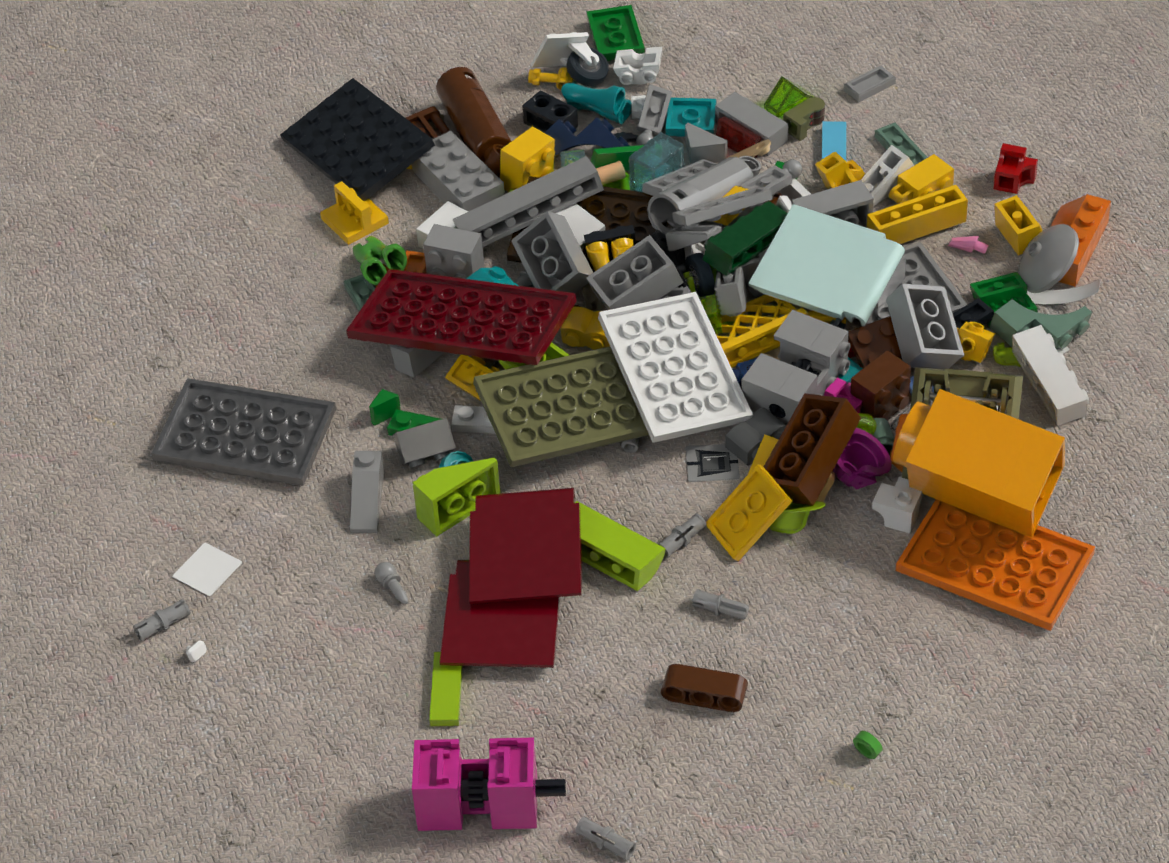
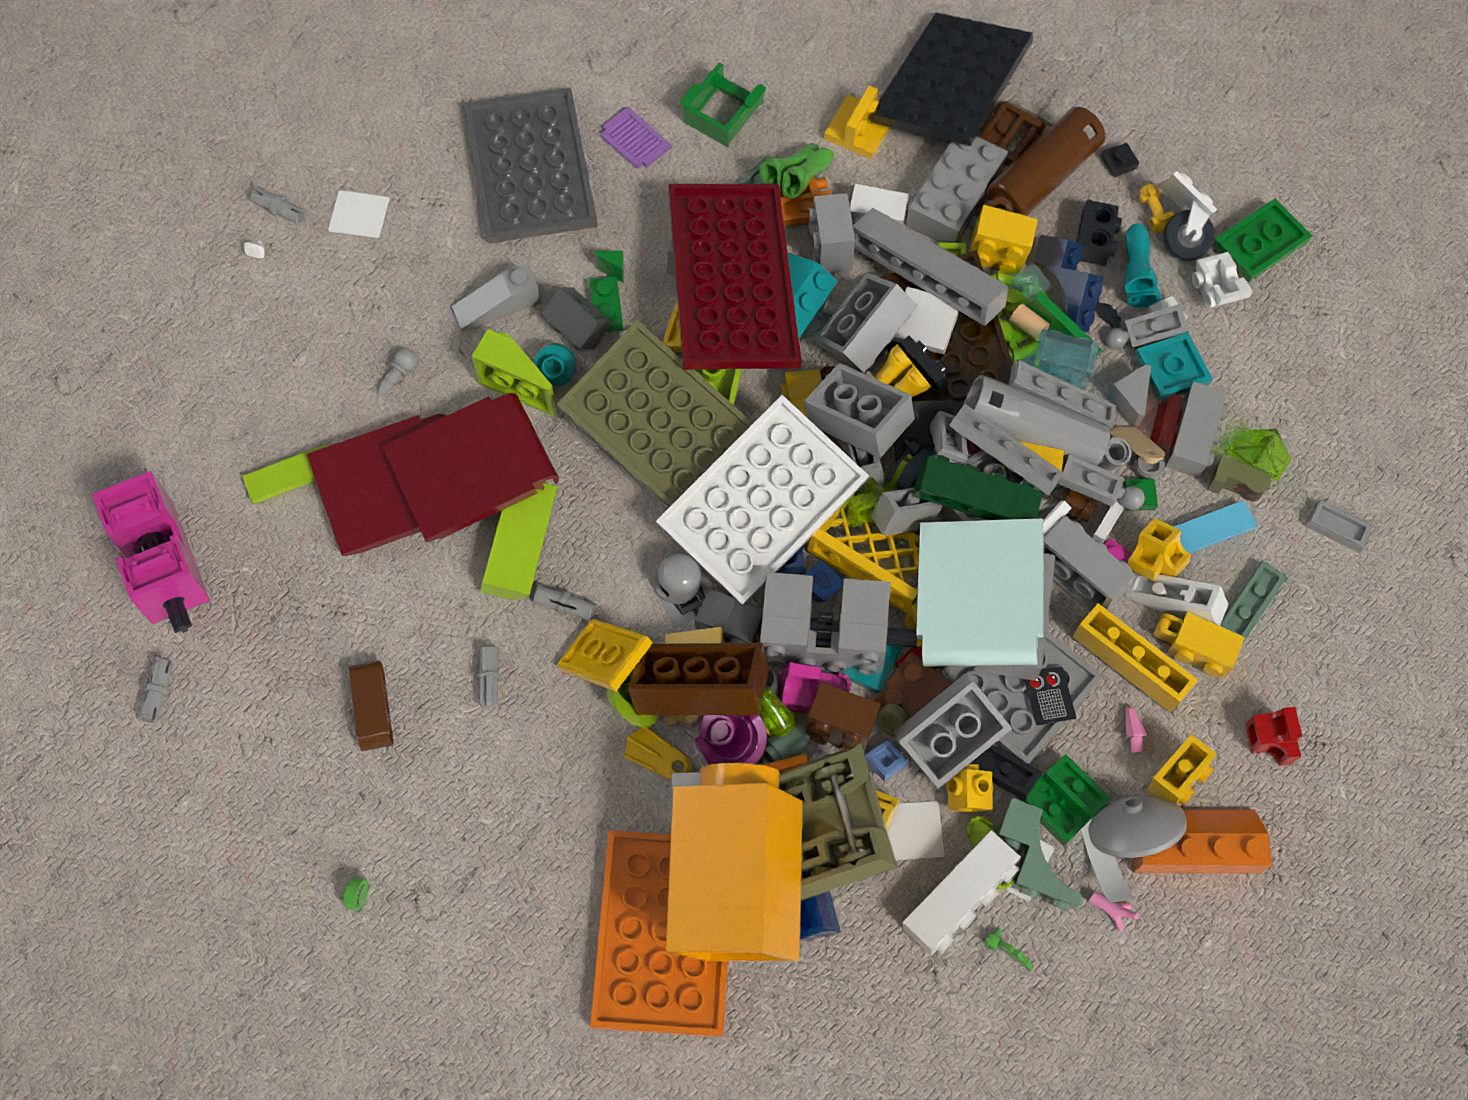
camera: 60 degrees right, 20 degrees up
(263, 359) = (634, 139): none -> medium lavender window
(284, 306) = (699, 96): none -> green piece
(492, 82) = (1120, 159): none -> black plate
(703, 446) = (679, 577): none -> light grey helmet
(766, 161) = (1148, 471): none -> light grey tile
(843, 523) = (655, 753): none -> yellow piece
(923, 274) = (1050, 697): none -> black sticker
(1101, 301) = (1114, 909): none -> bright pink bar
(1104, 368) = (992, 942): none -> bright green piece

